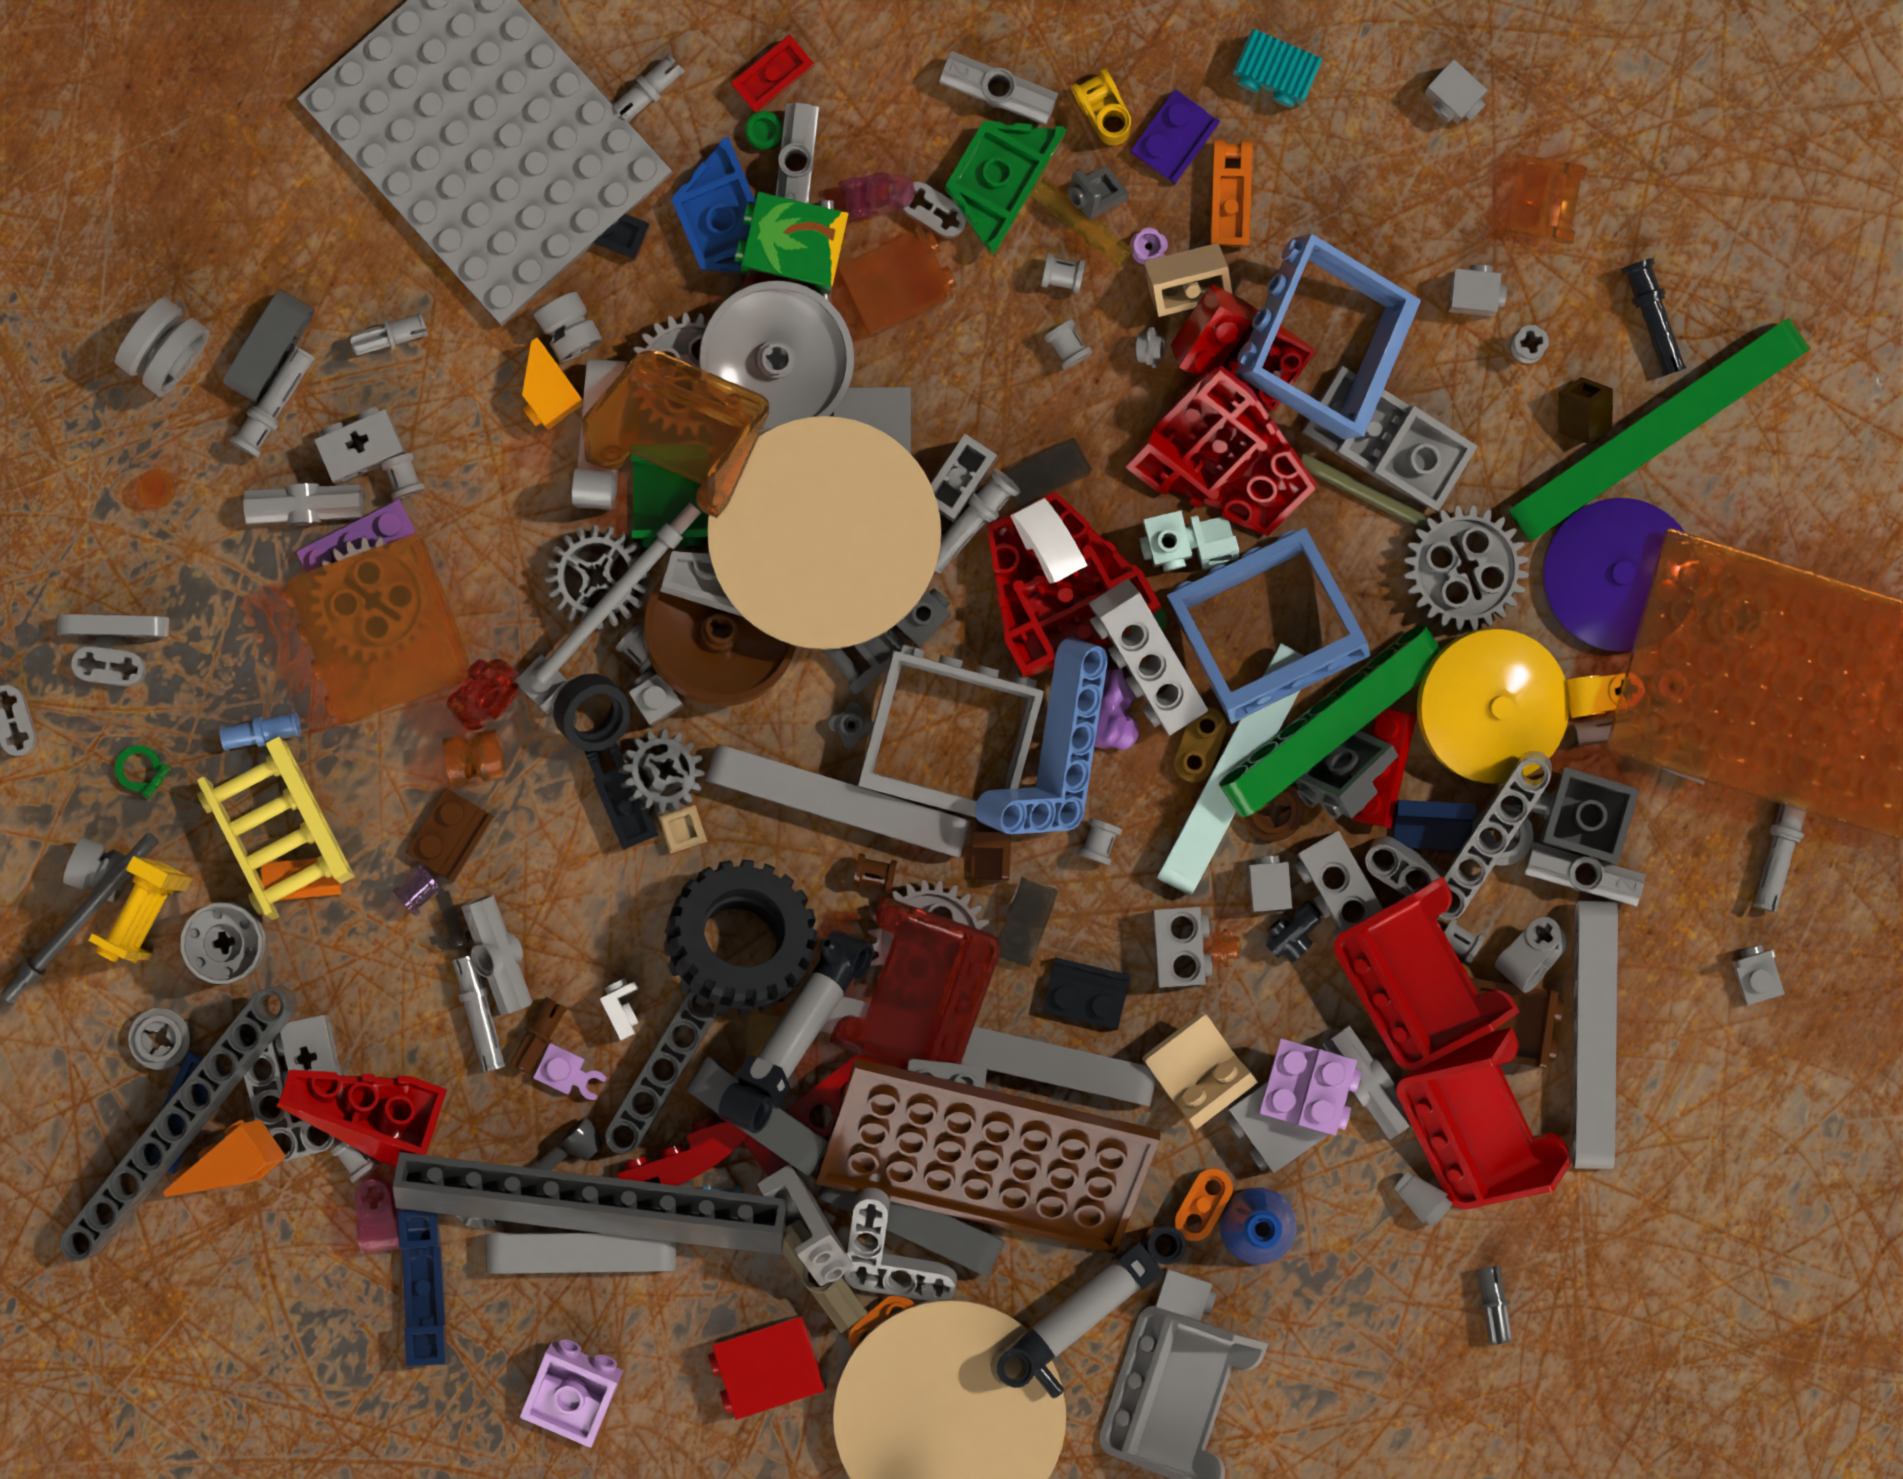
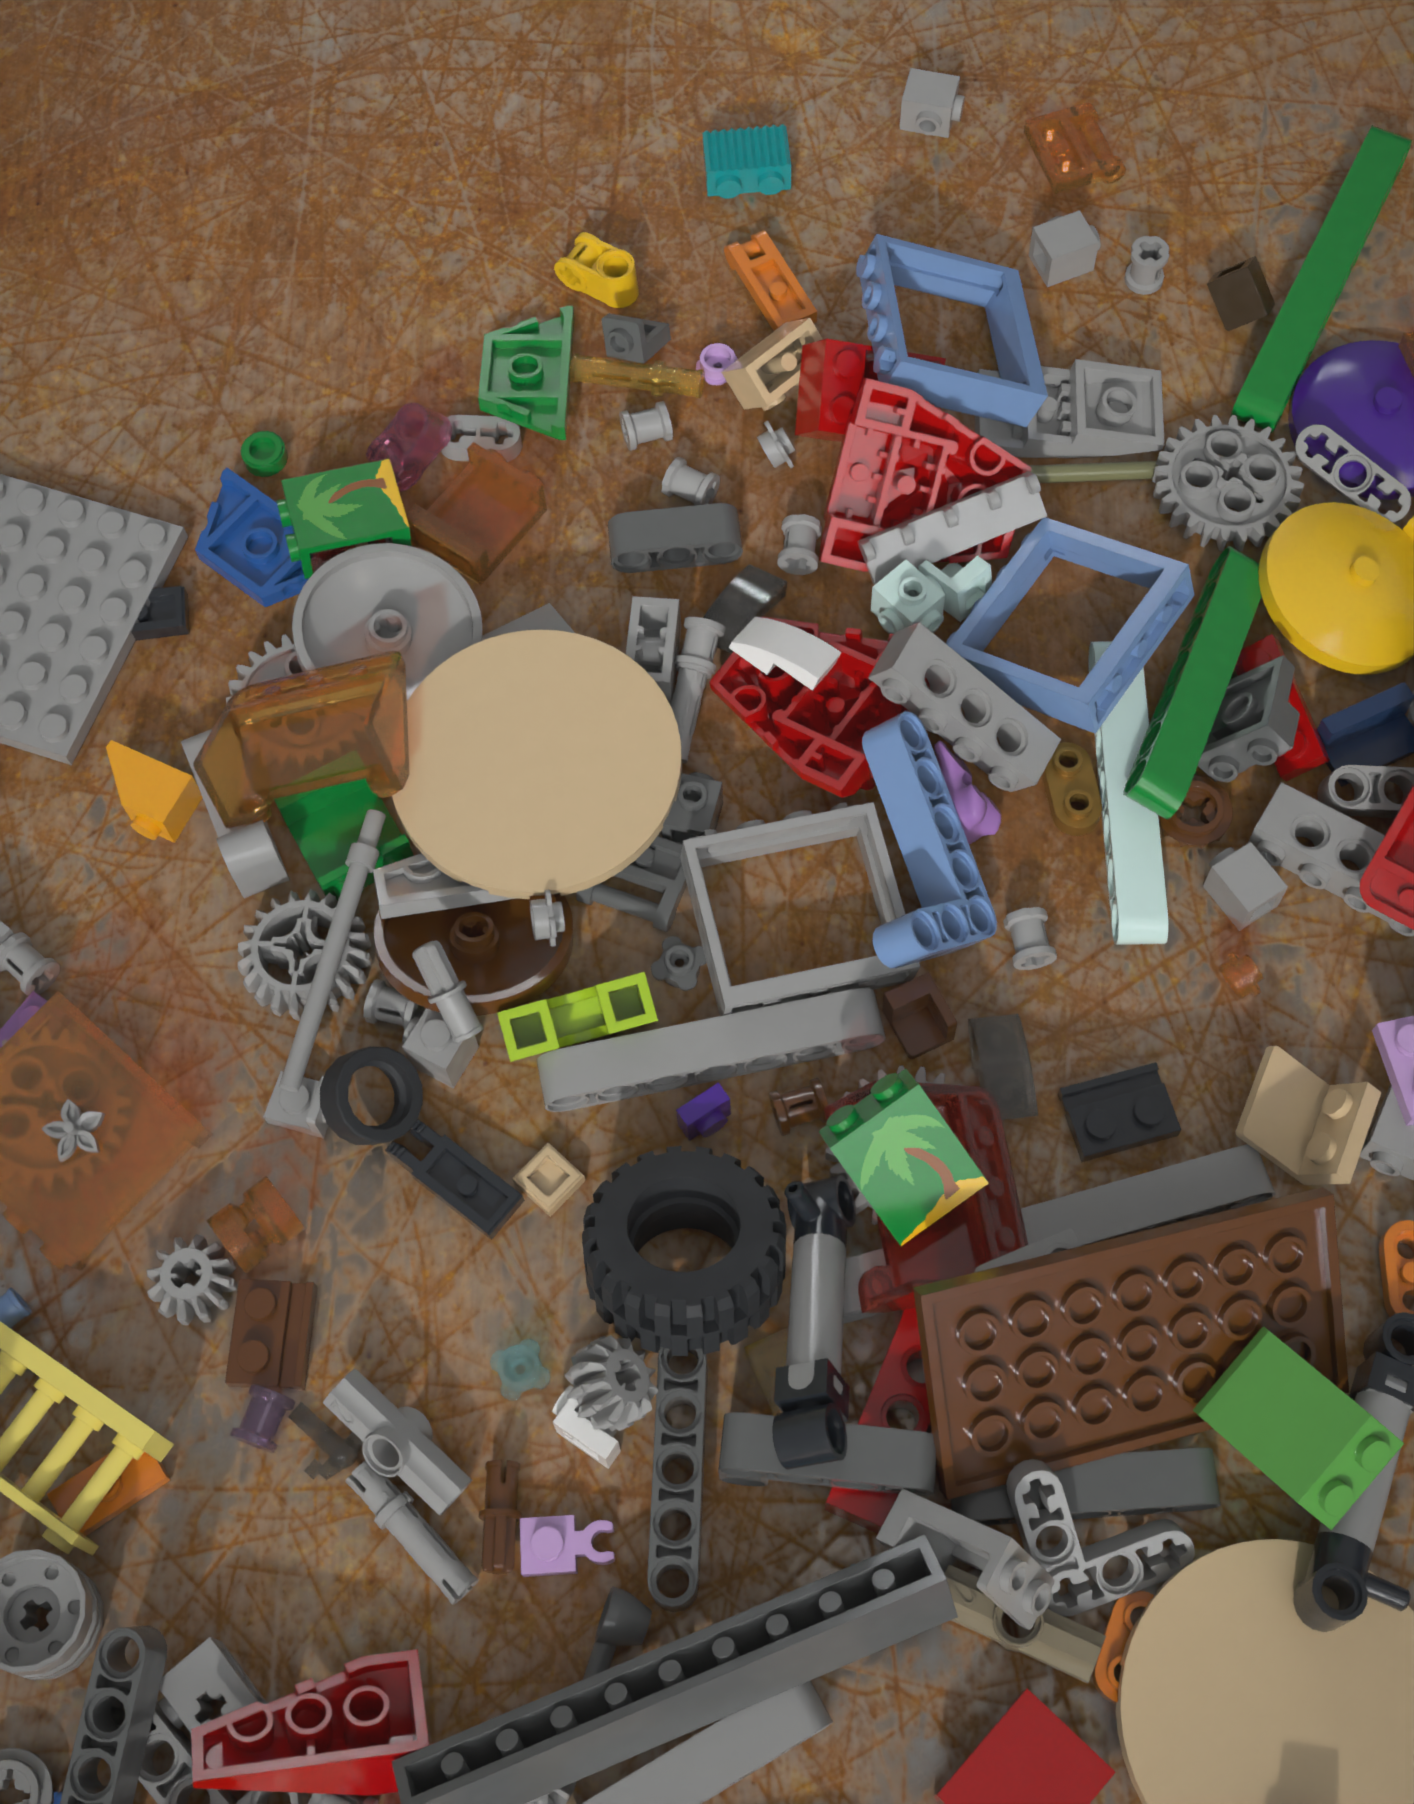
camera: 30 degrees left, 20 degrees down
(383, 637) = (75, 1130): none -> light grey plant
(411, 784) = (182, 1297): none -> light grey gear
(483, 693) = (219, 1119): clear red plate -> none
(569, 329) = (143, 720): light grey wheel -> none
(590, 940) = (506, 1362): none -> clear light blue plate
(648, 88) = (122, 466): light grey pin -> none
(648, 997) = (611, 1383): none -> light grey gear
(669, 758) = (488, 1122): dark grey gear -> none
(674, 680) = (447, 991): none -> light grey axle
(708, 1147) = (786, 1536): red slope -> none
(770, 657) = (547, 918): none -> light grey plate
(772, 74) = (244, 397): red plate -> none
(784, 735) = (577, 1016): none -> lime arch
(800, 139) = (303, 436): light grey piece -> none
(808, 845) = (704, 1113): none -> dark purple plate
(904, 964) = (902, 1155): none -> panel
(975, 77) = (483, 301): light grey piece -> none
(1031, 385) = (674, 538): none -> dark grey beam
(1055, 1261) = (1298, 1428): none -> bright green slope
(1119, 442) = (799, 544): none -> light grey bush
(1169, 947) = (1179, 1006): light grey brick -> none
(1175, 137) = (684, 267): dark purple plate -> none
(1233, 499) = (955, 526): none -> light grey hinge
(1290, 936) = (1300, 924): black plate -> none
(1565, 601) = (1332, 444): none -> light grey beam
(1649, 298) = (1232, 179): black pin -> none

